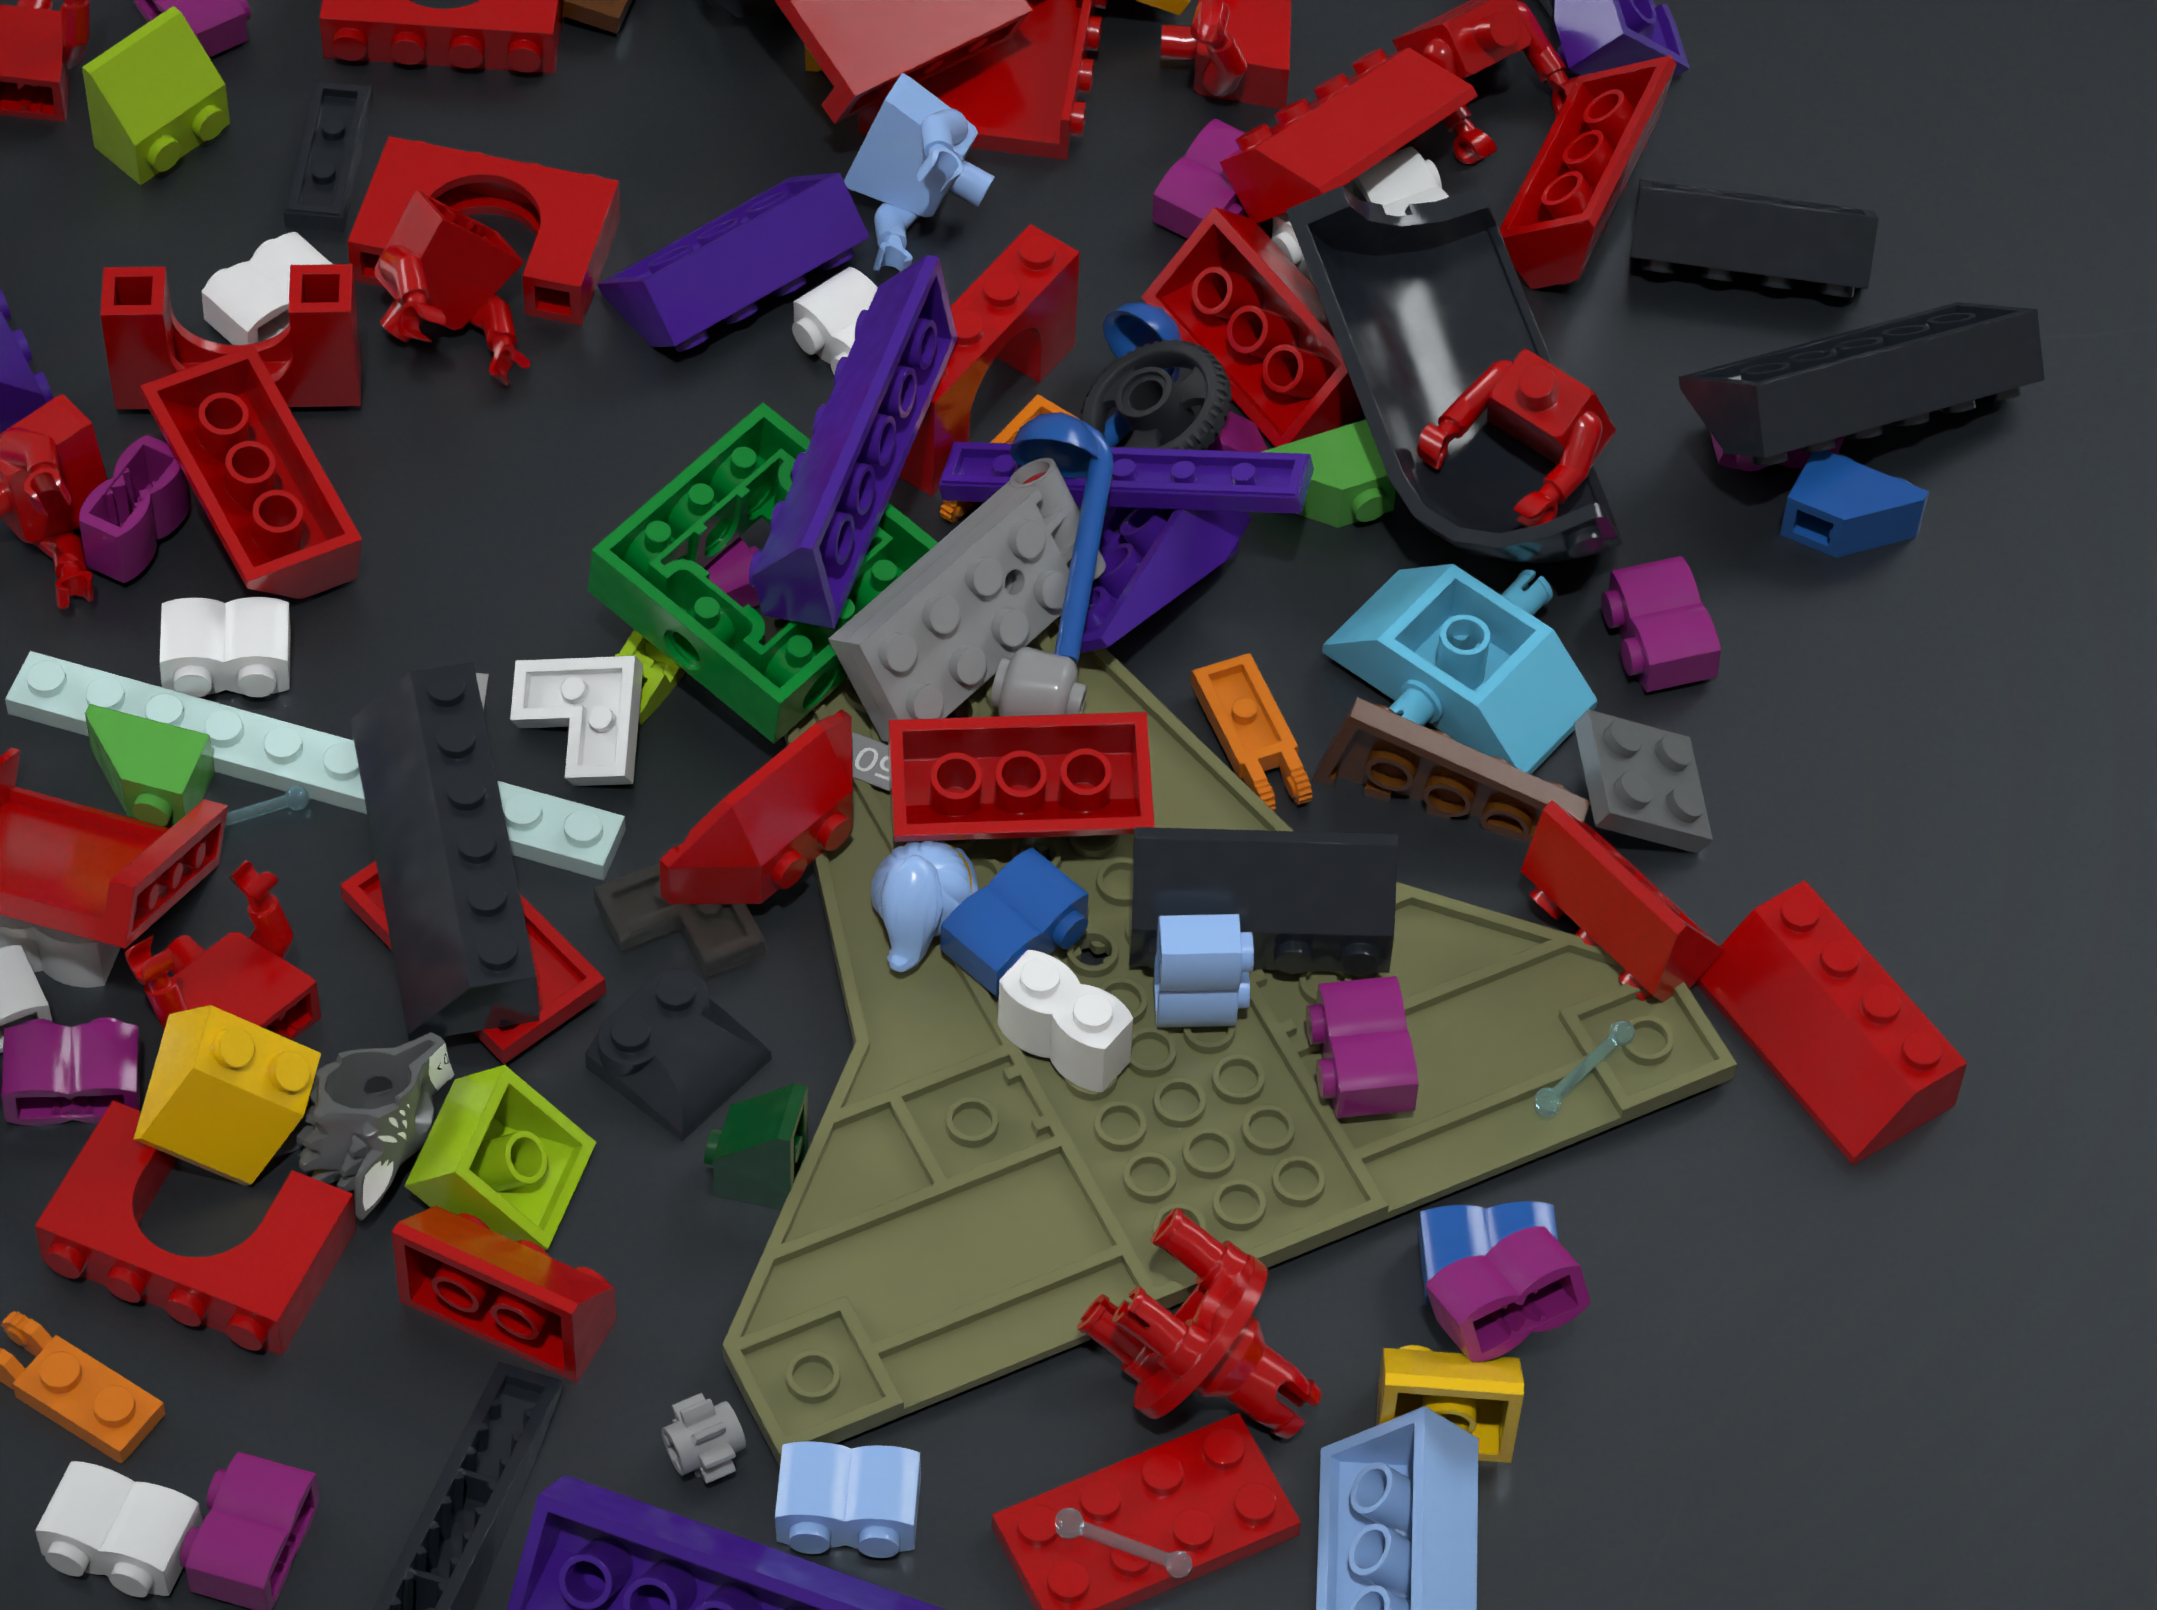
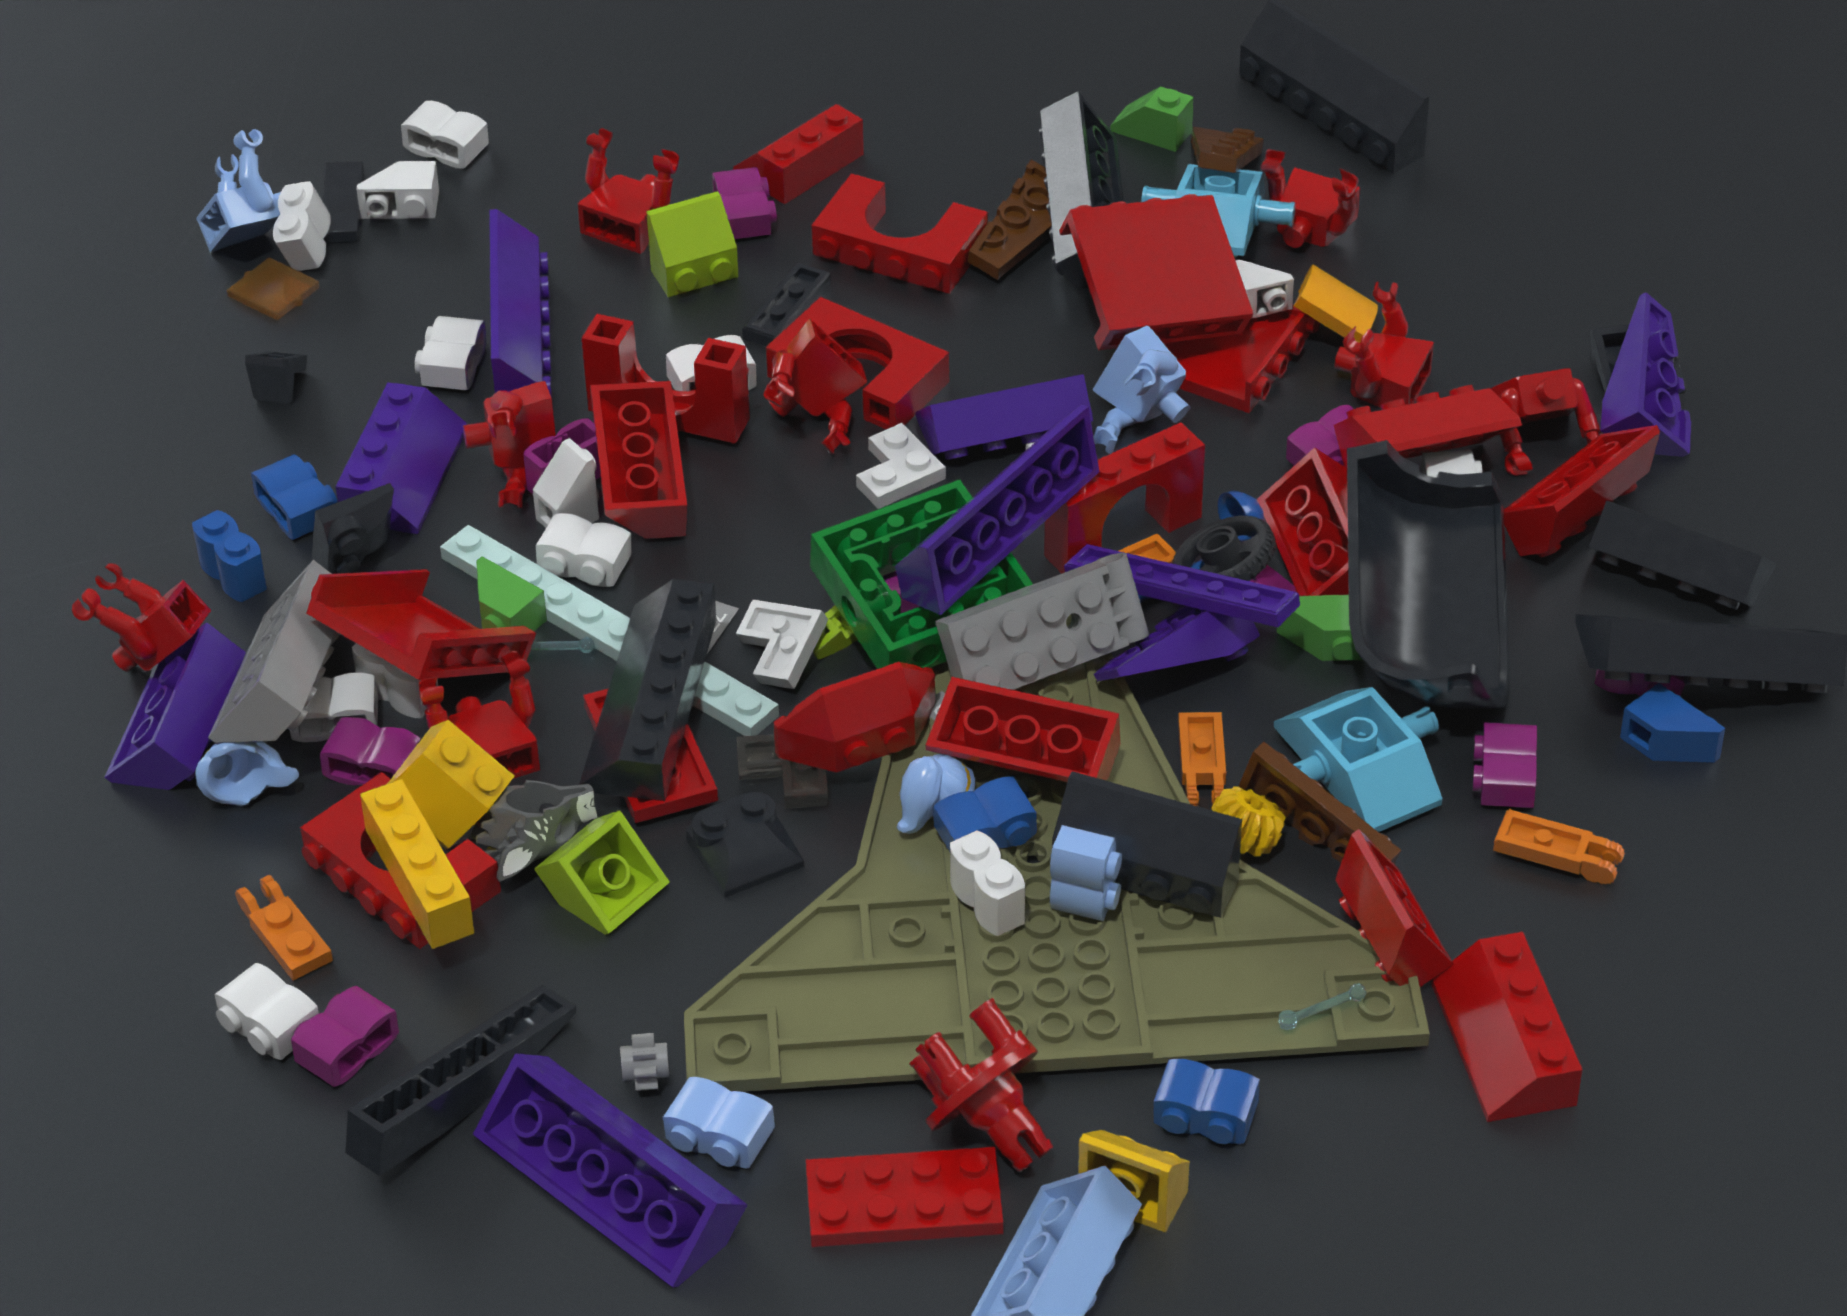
camera: 25 degrees right, 10 degrees down
(162, 555) = (567, 485): none -> white slope
(251, 1238) = (417, 864): none -> yellow brick
(502, 1290) = (563, 942): red slope -> none
(626, 378) = (903, 468): none -> white plate
(760, 1147) = (763, 905): dark green slope -> none
(1037, 685) = (1066, 684): light grey head -> none
(1070, 1524) = (849, 1176): clear light blue hinge -> none
(1078, 453) = (1146, 558): blue piece -> none
(1361, 804) = (1260, 819): none -> yellow gear
(1364, 1047) = (1176, 951): magenta brick -> none
(1503, 1296) = (1203, 1114): magenta brick -> none
(1540, 410) = (1474, 611): red torso -> none
(1642, 781) = (1446, 851): dark grey plate -> none
(1777, 728) = (1558, 846): none -> orange hinge

